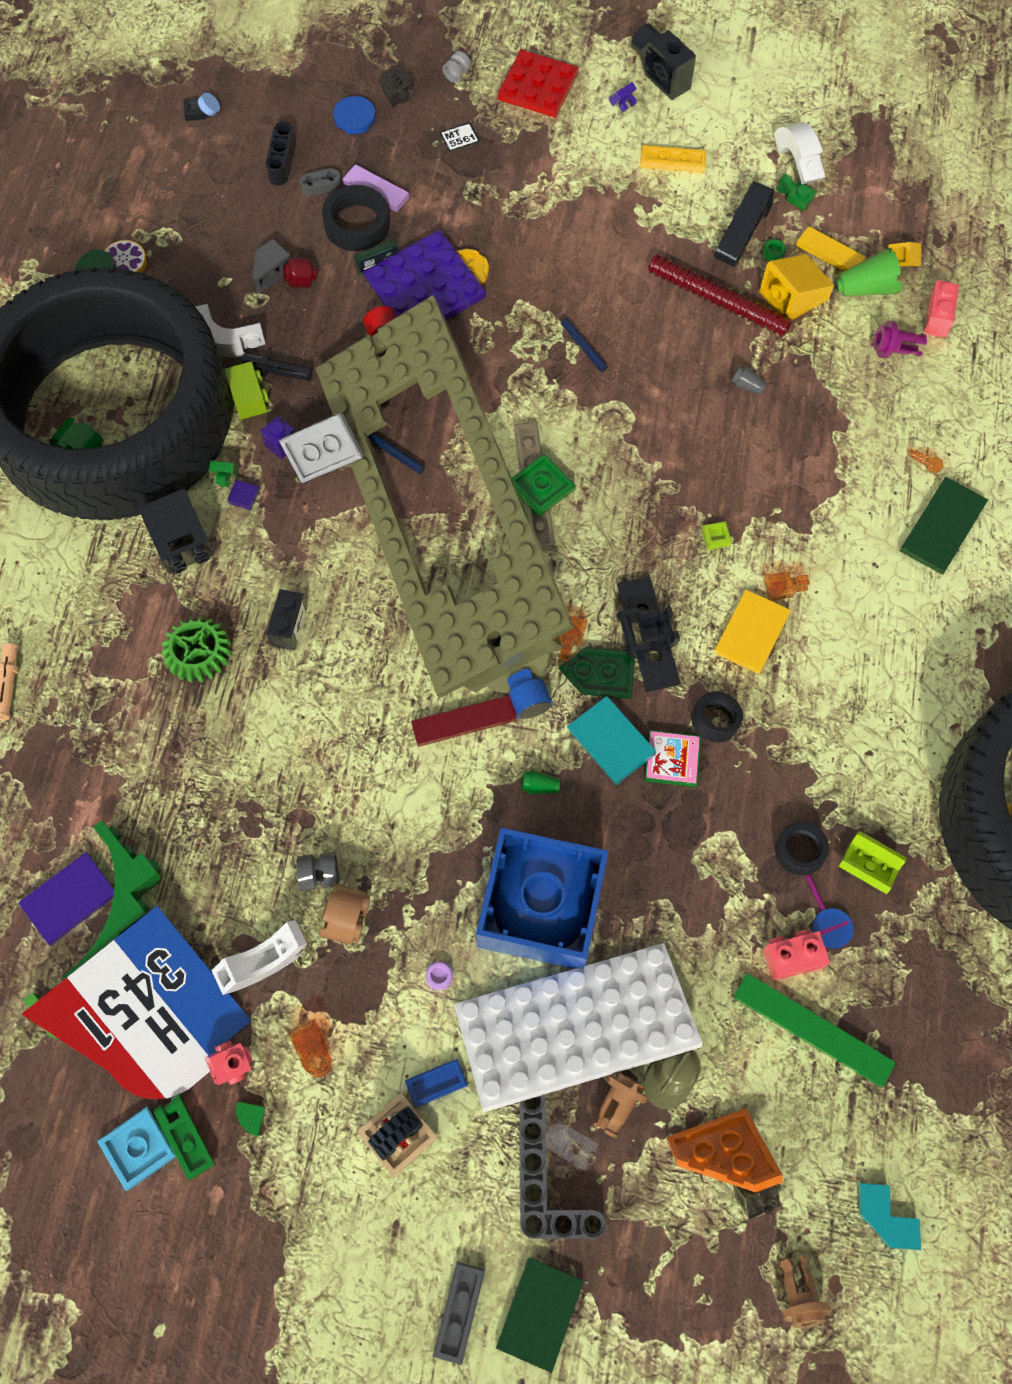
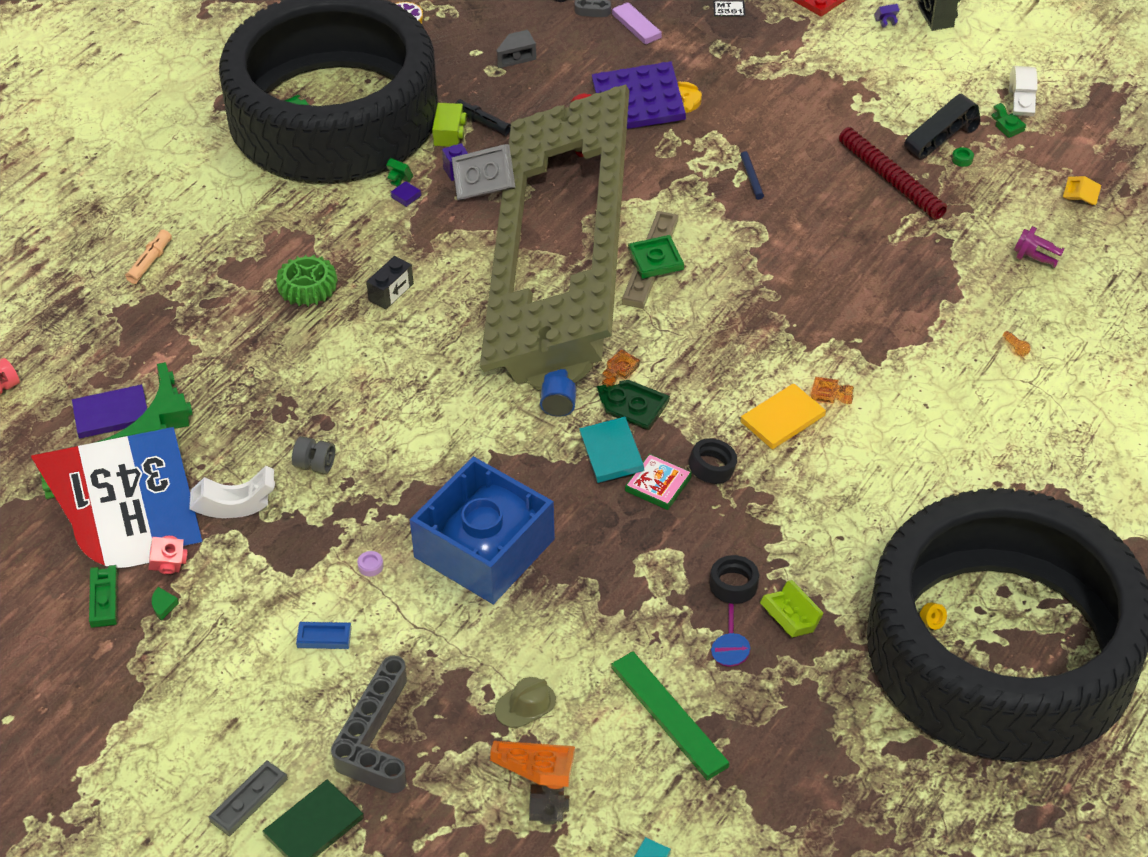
camera: 25 degrees right, 20 degrees down
(137, 1148) = (63, 591): medium azure tile -> none
(172, 520) = (335, 178): black container -> none
(232, 341) = (451, 88): white arch -> none
(299, 272) = (538, 60): dark red head -> none
(310, 1044) = (237, 573): clear orange piece -> none
(343, 914) = (316, 487): medium nougat brick -> none
(356, 196) = (607, 22): black tyre -> none
(373, 256) = (606, 64): tile -> none
(396, 453) = (546, 201): dark blue bar -> none
(397, 1135) = (270, 651): plate -> none
(463, 721) = (494, 398): dark red tile -> none
(539, 783) = (531, 458): green cone -> none
(560, 1140) = (405, 710): clear plate -> none
(575, 1027) = (462, 631): white plate -> none
(619, 1103) = (466, 697): medium nougat piece -> none
(654, 631) = (696, 389): black piece -> none
(673, 158) = (908, 69): yellow tile -> none
(716, 535) = (790, 339): lime tile -> none
(748, 380) = (882, 238): dark grey cone -> none
(795, 285) = (964, 182): yellow slope -> none
(795, 955) = (683, 653): coral brick -> none
(829, 249) = (1015, 171): yellow tile -> none
(872, 276) = (1038, 195): bright green cone -> none
(941, 308) = (1093, 237): coral brick -> none
(943, 525) = (1006, 395): dark green tile -> none

